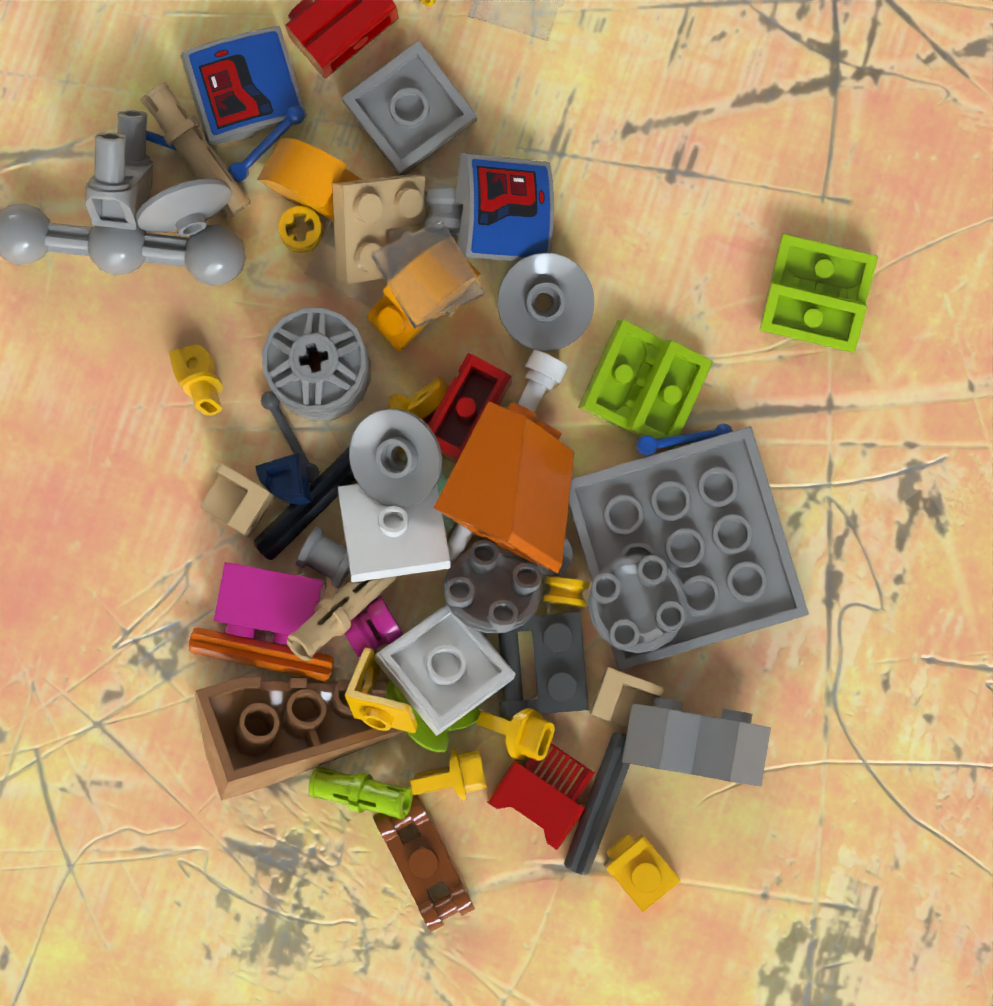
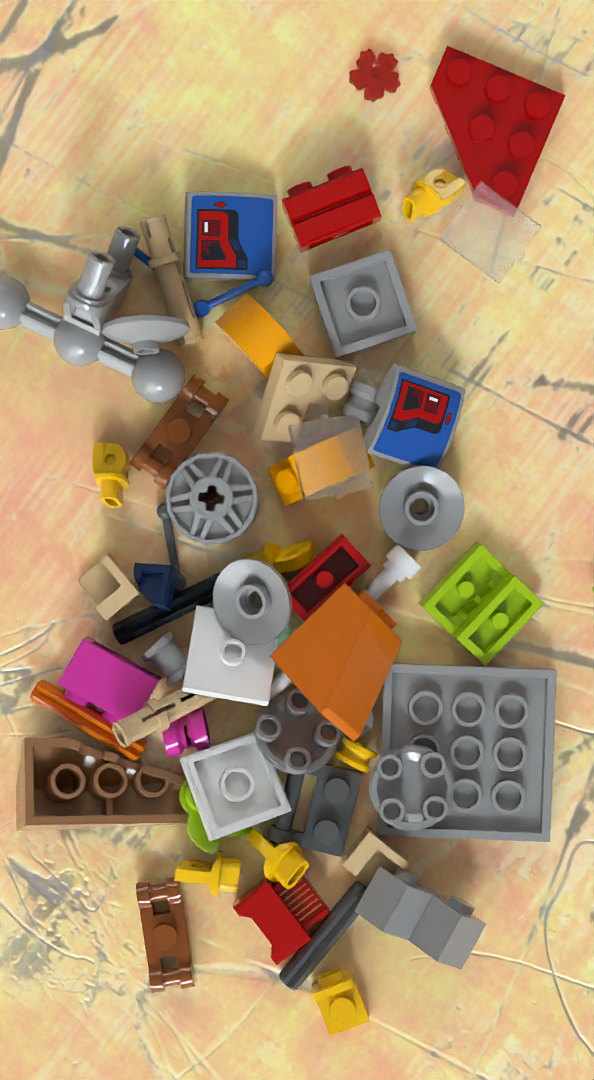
camera: 15 degrees right, 5 degrees up
(257, 307) = (179, 431): none -> dark orange plate
(288, 221) = (230, 364): yellow bush -> none
(360, 792) = (132, 862): lime pin -> none
(375, 710) = (165, 805): yellow bracket -> none
(647, 444) = (466, 657): blue hinge -> none

